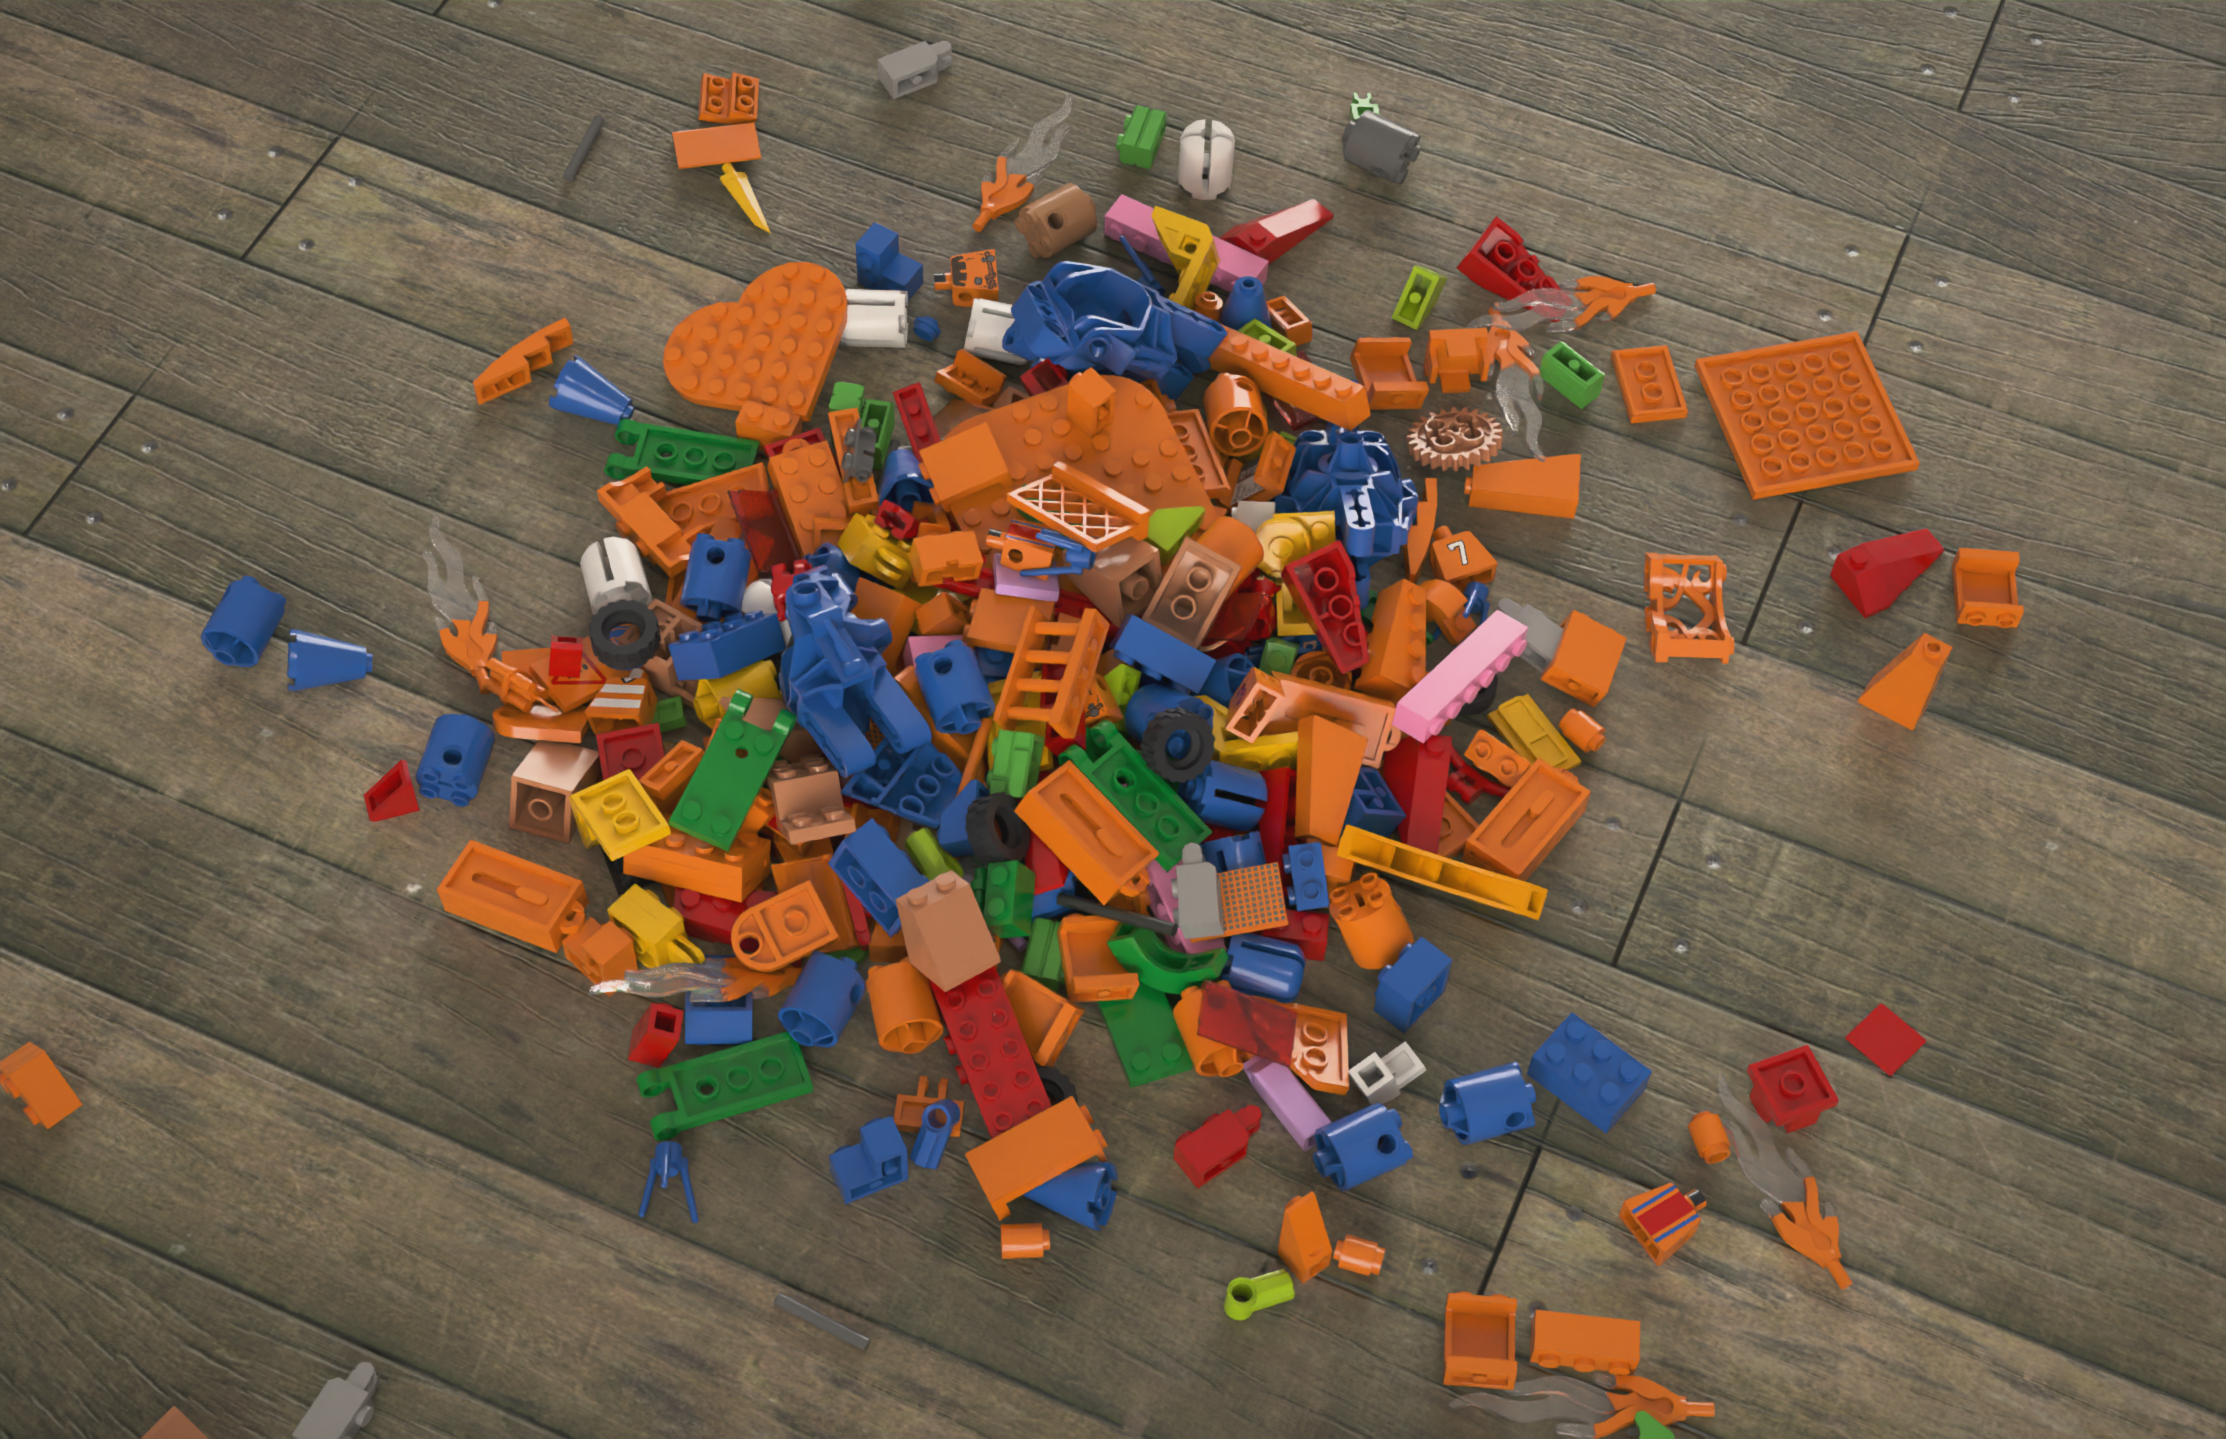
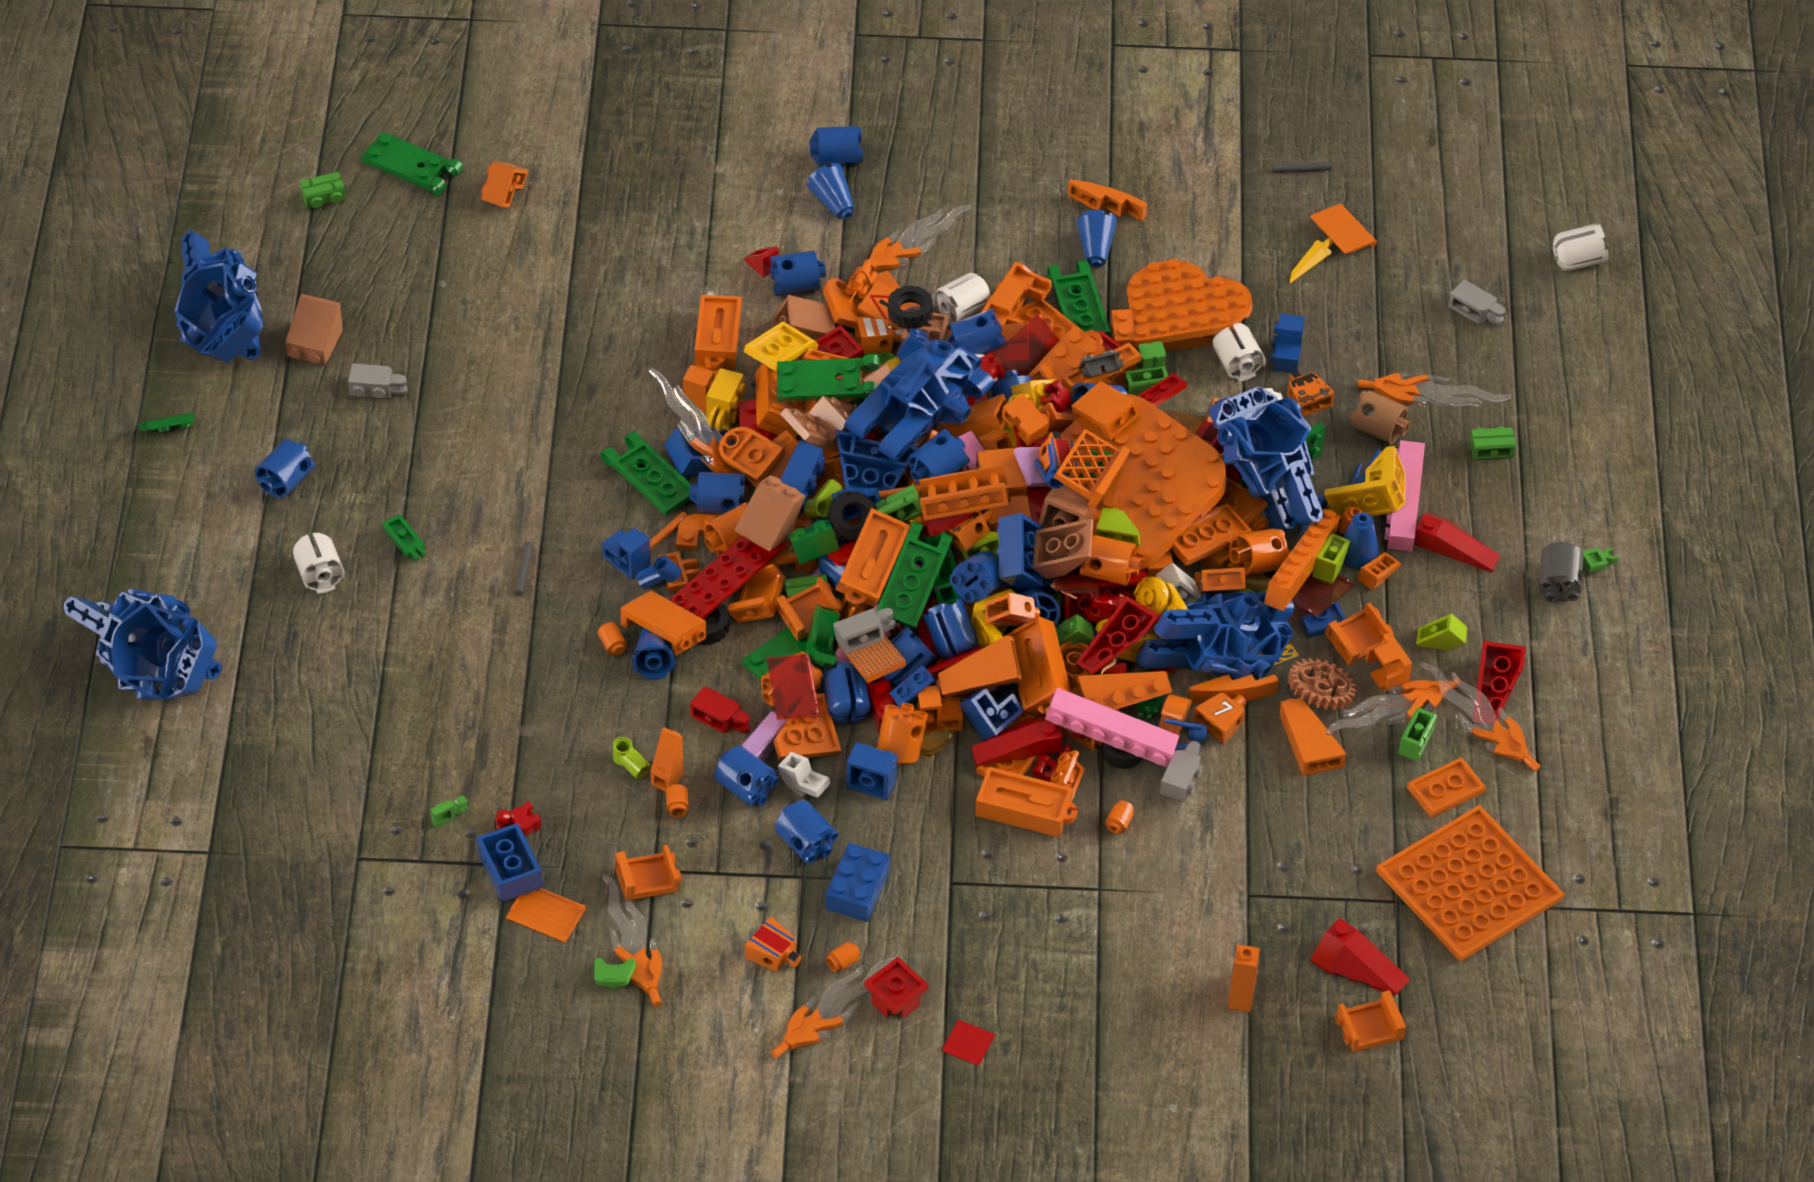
camera: 70 degrees right, 5 degrees down
(565, 656) = (885, 287): red slope -> none
(655, 1034) = (658, 425): red brick -> none
(667, 1163) = (587, 465): blue plant -> none
(728, 99) = (1389, 221): orange slope -> none
(841, 1099) = (667, 530): none -> orange bar
(852, 1062) = (690, 529): none -> orange plate
(926, 328) = (1253, 382): blue plate -> none
(1090, 402) = (1181, 447): orange brick -> none
(1117, 914) = (832, 609): pearl dark grey bar -> none
(1195, 162) = (1484, 478): white cylinder -> none
(1198, 754) = (935, 579): black tyre -> none
(1441, 873) = (960, 762): light orange arch -> none
(1531, 733) = (1103, 794): yellow piece -> none
(1584, 659) = (1176, 799): orange panel -> none
(1585, 1342) = (670, 926): orange brick -> none
(1699, 640) = (1217, 845): orange fence -> none

